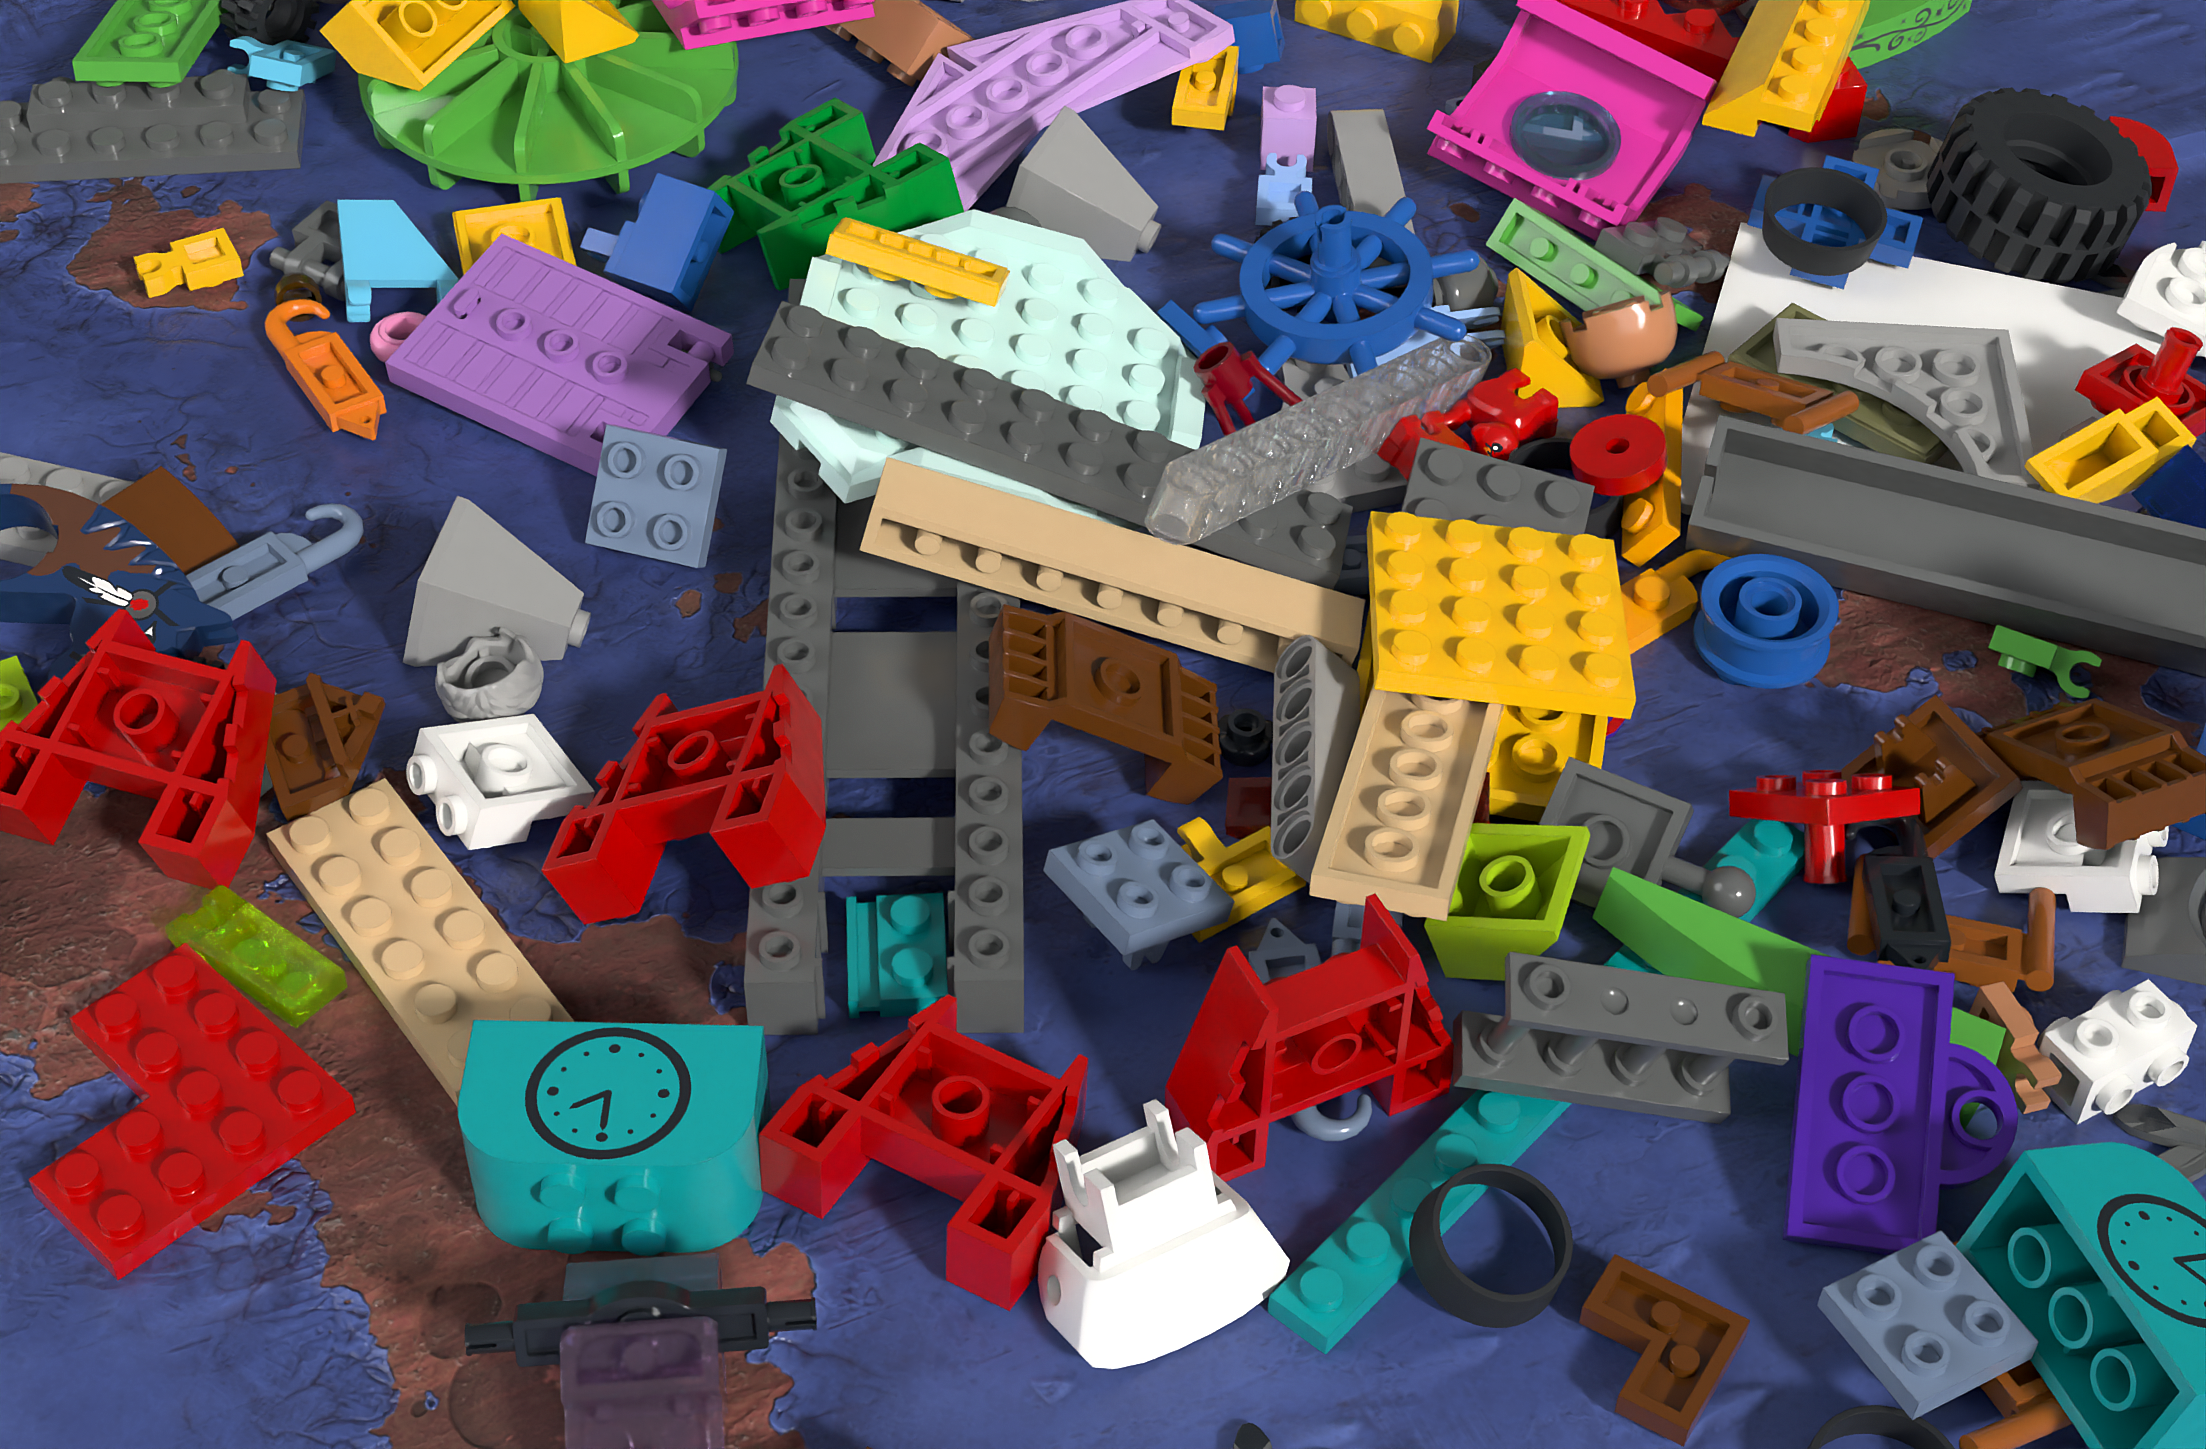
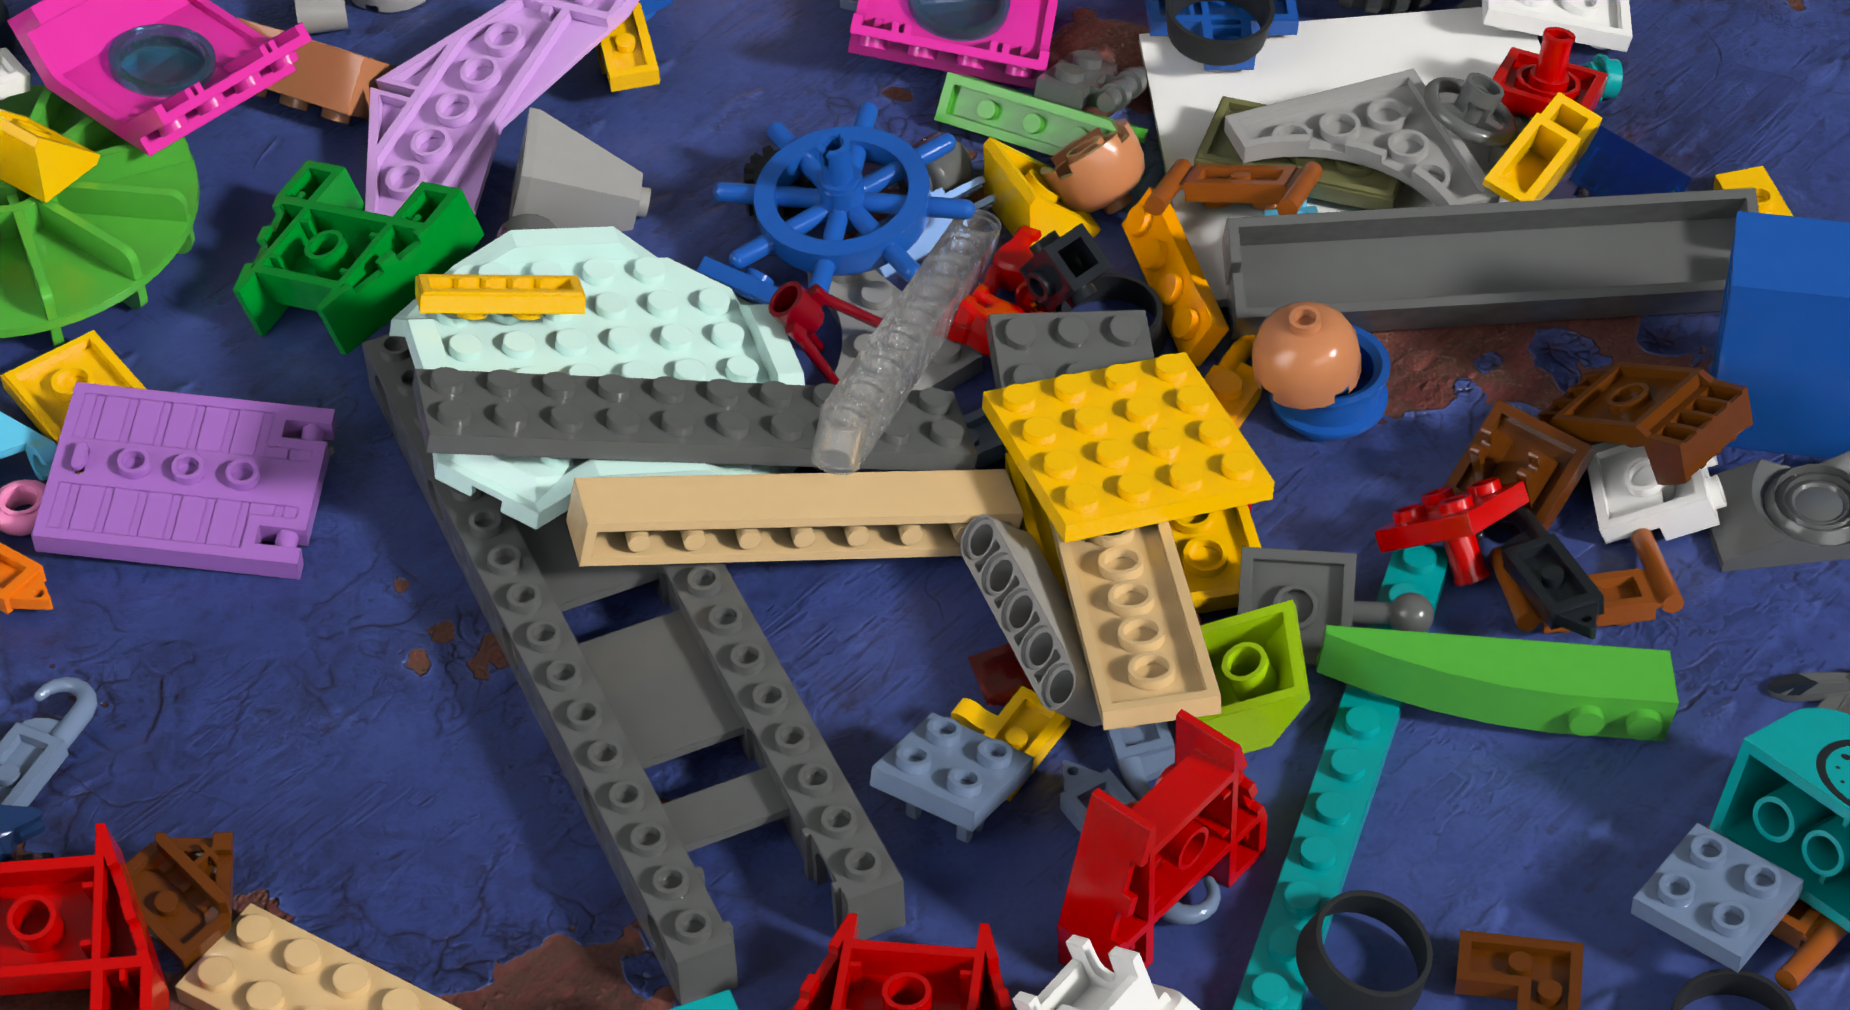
camera: 20 degrees left, 0 degrees up
(485, 582) = (255, 716): light grey slope -> none
(491, 679) = (296, 786): light grey hair -> none
(494, 778) = (351, 870): white plate -> none
(656, 496) = (351, 576): sand blue plate -> none
(668, 246) = (229, 345): hinge -> none
(724, 768) = (544, 805): red wedge -> none
(896, 954) = (771, 898): teal plate -> none
(1106, 687) = (840, 613): reddish brown plate -> none
(1245, 737) = (958, 618): black plate -> none
(1279, 188) = (738, 127): light blue plate -> none
(1288, 124) = (714, 65): lavender brick -> none
(1364, 164) = (800, 82): light grey beam -> none
(1527, 417) = (1064, 268): none -> black brick
(1618, 1038) = (1395, 761): dark grey fence -> none
(1619, 454) = (1145, 257): red piece -> none
(1741, 582) = (1306, 355): none -> nougat cylinder
(1883, 1107) = (1610, 744): dark purple plate -> none
(2018, 1057) = (1691, 676): nougat plate -> none
(2026, 653) = (1540, 340): bright green plate -> none
(2058, 383) = (1476, 103): none -> dark grey piece
(2116, 1050) = (1749, 641): white brick -> none

